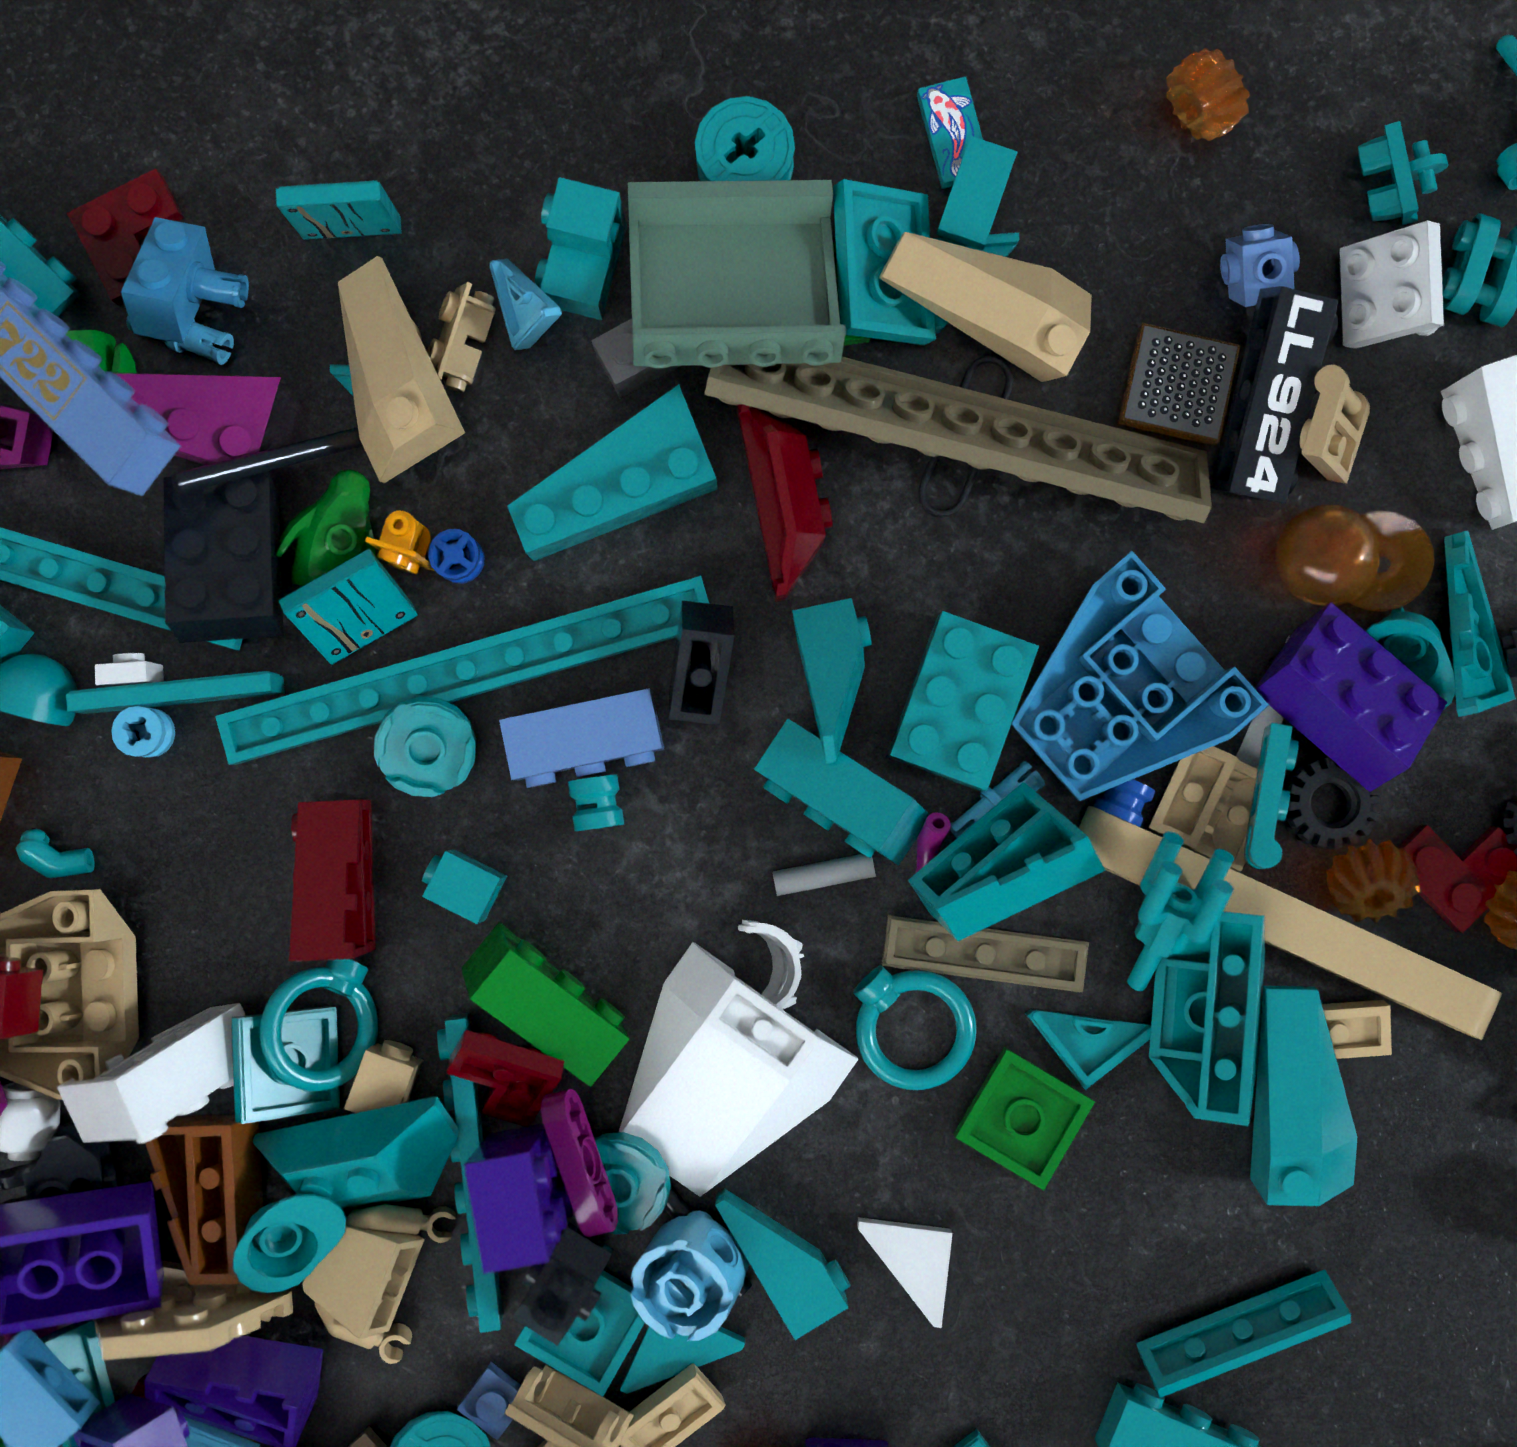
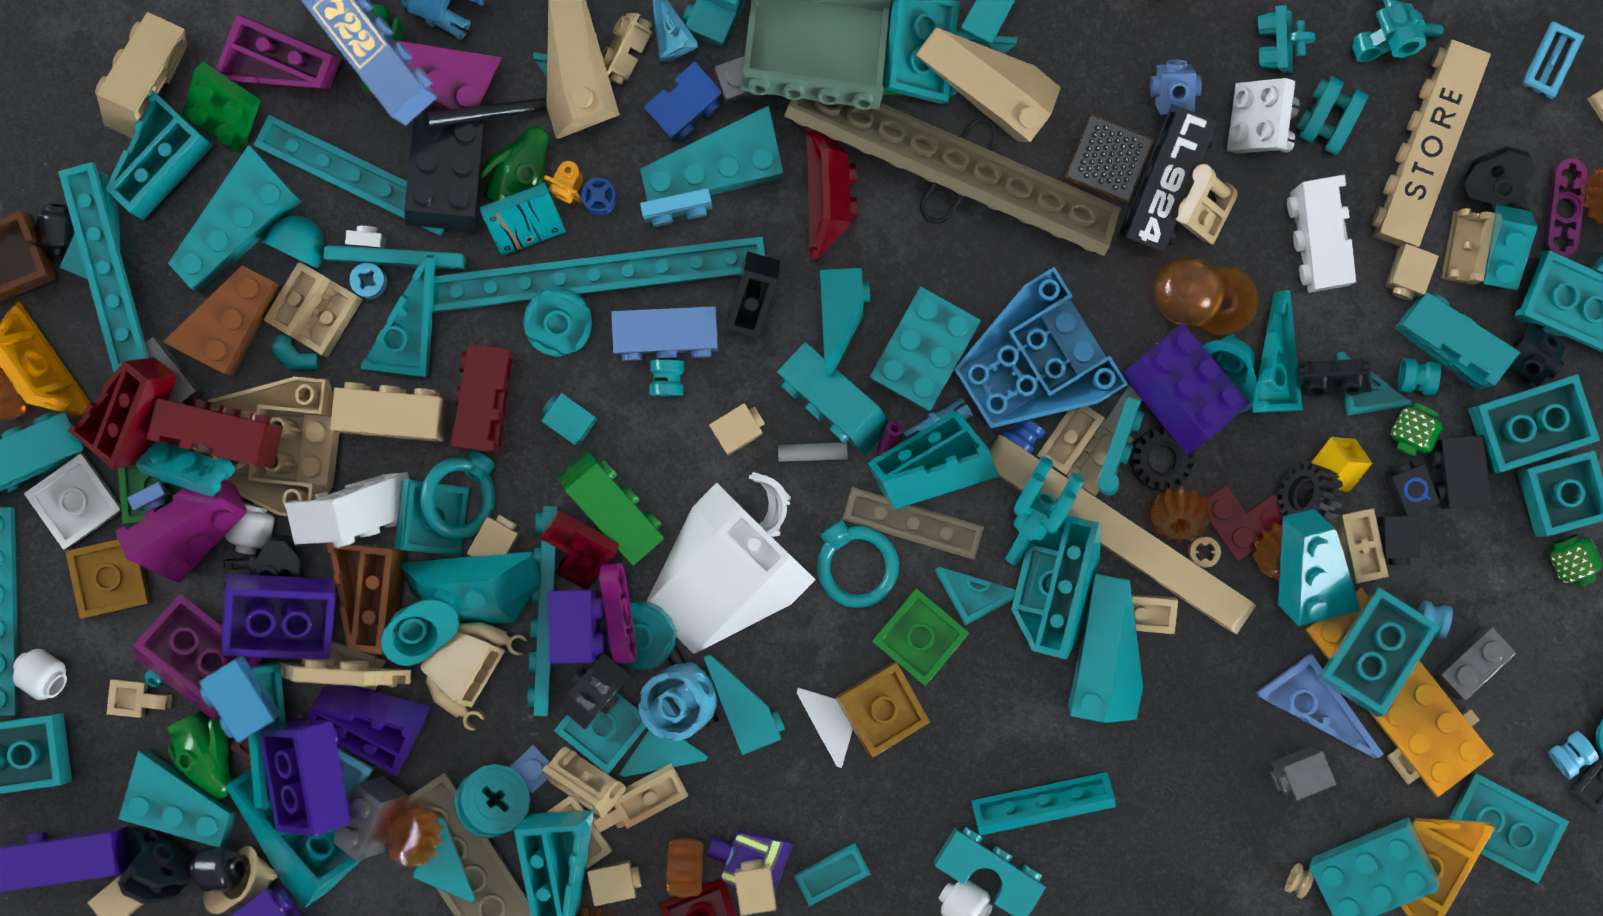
camera: 10 degrees right, 0 degrees up
(70, 786) = (313, 309): none -> tan slope
(197, 921) = (389, 412): none -> tan brick
(209, 804) = (406, 338): none -> teal wing
(551, 560) = (690, 204): none -> medium azure plate
(559, 403) = (686, 104): none -> blue brick
(710, 859) = (737, 428): none -> tan brick
(987, 1235) = (882, 709): none -> pearl gold plate
(1426, 922) = (1204, 541): none -> tan bush

